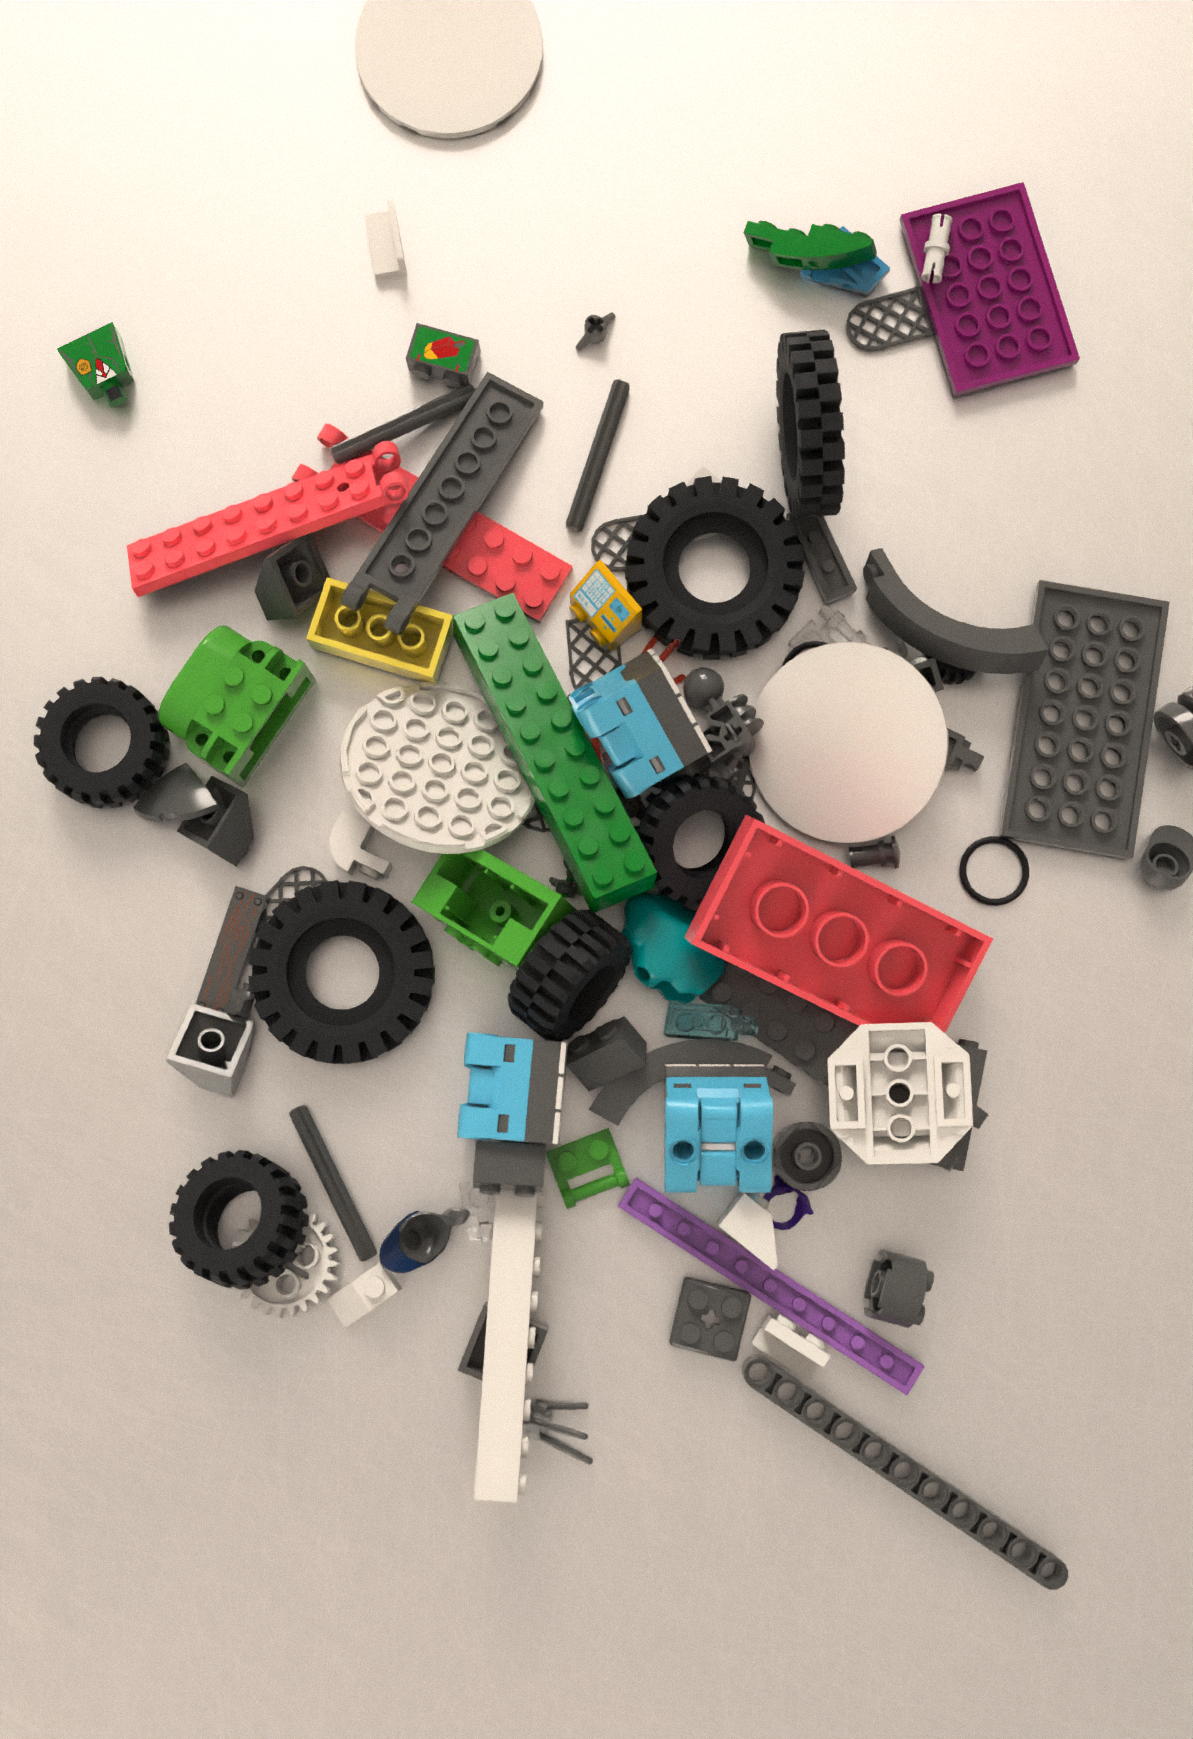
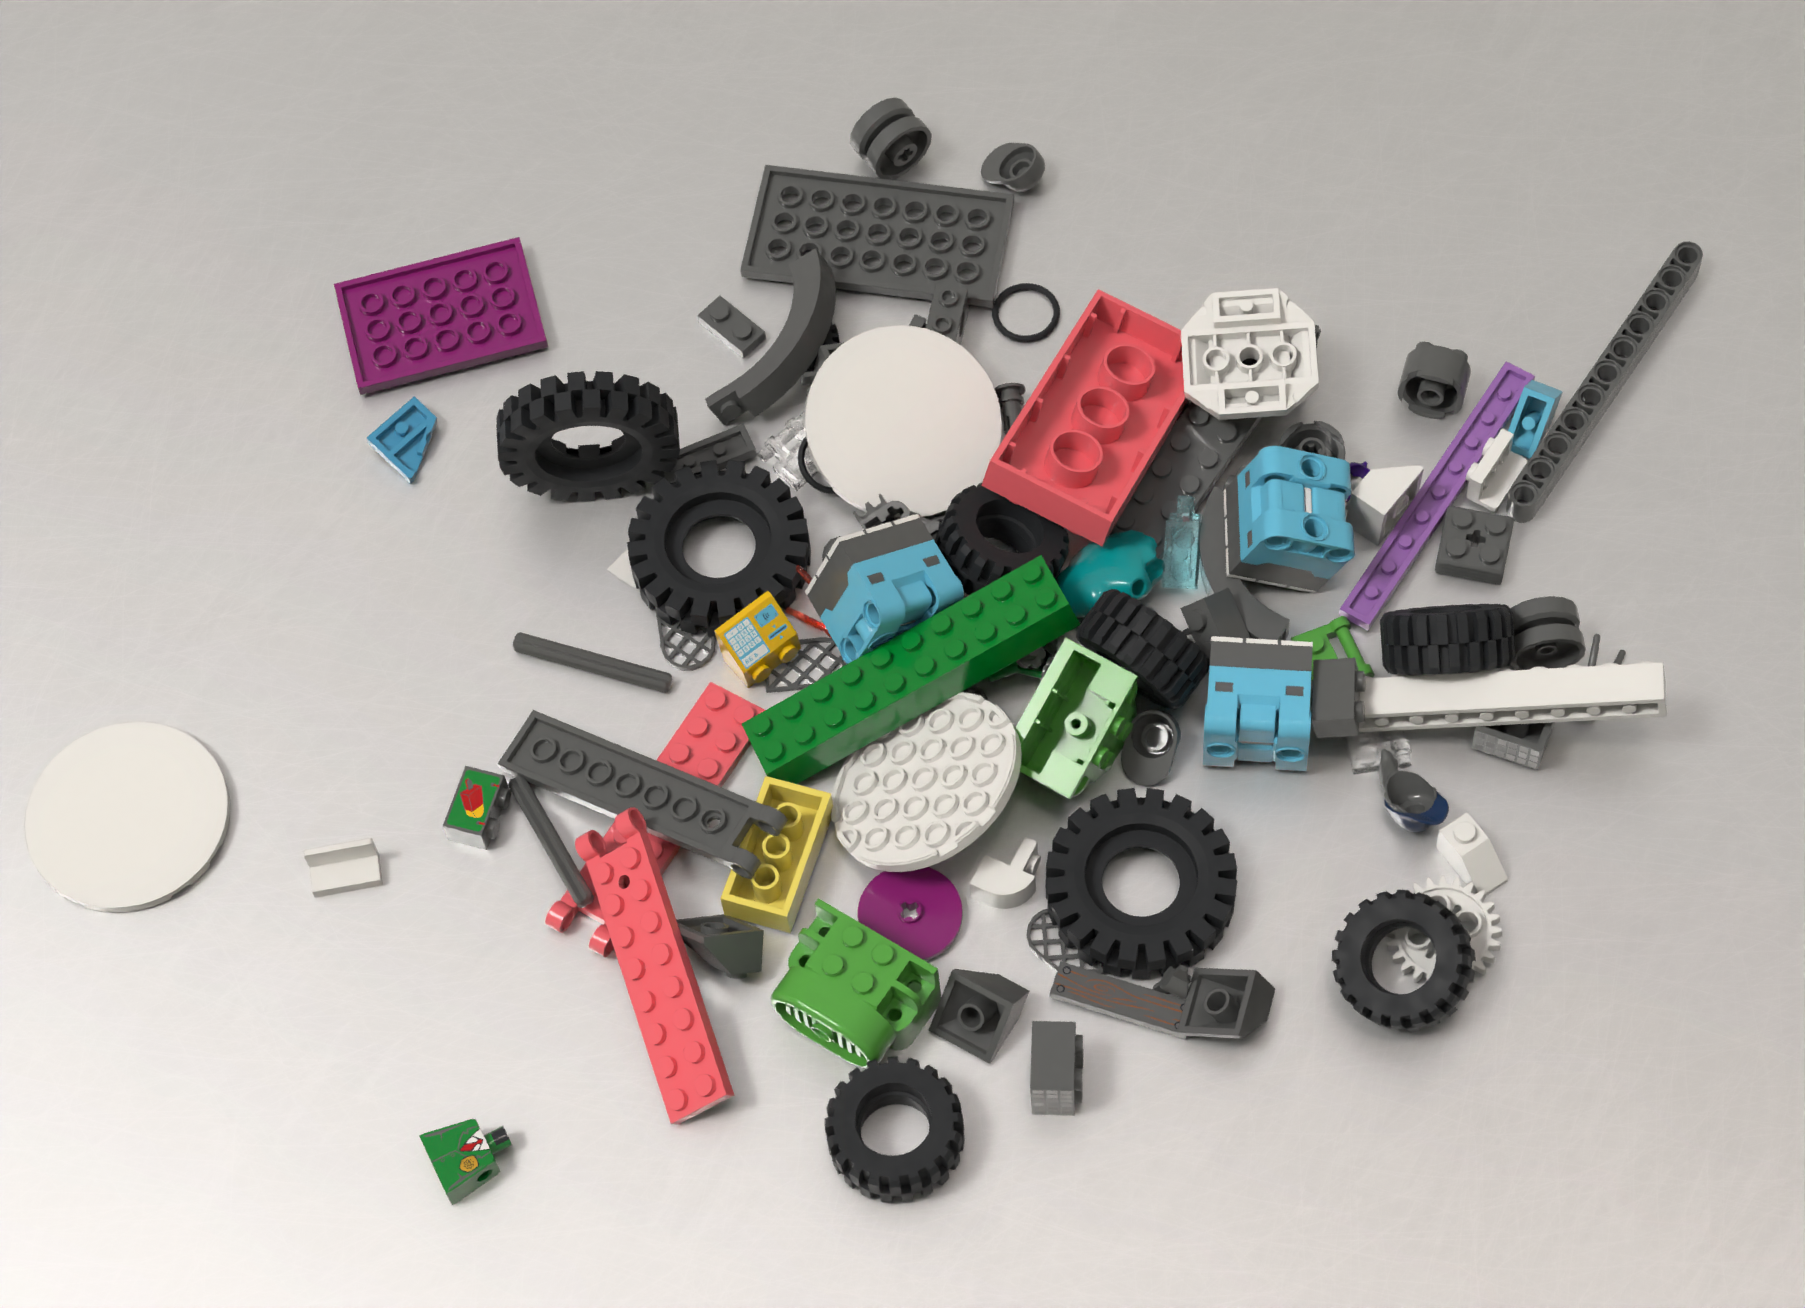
camera: 85 degrees left, 20 degrees down
(151, 886) = (1056, 1068): none -> dark grey brick
(176, 795) = (955, 1052): dark grey brick -> none
(300, 757) = (936, 907): none -> magenta piece
(333, 1183) = (1352, 896): dark grey axle -> none
(485, 985) = (1150, 747): none -> dark grey cap
(574, 1283) = (1447, 639): none -> black tyre
(593, 1382) = (1547, 633): none -> dark grey wheel
(595, 329) = (457, 667): dark grey piece -> none
(822, 249) = (392, 453): green slope -> none
(857, 1389) = (1533, 417): none -> medium azure slope
(880, 323) = (480, 418): dark grey window -> none
(936, 248) = (399, 353): white pin -> none
(975, 788) = (949, 311): none -> dark grey brick
(976, 575) = (731, 326): none -> dark grey plate

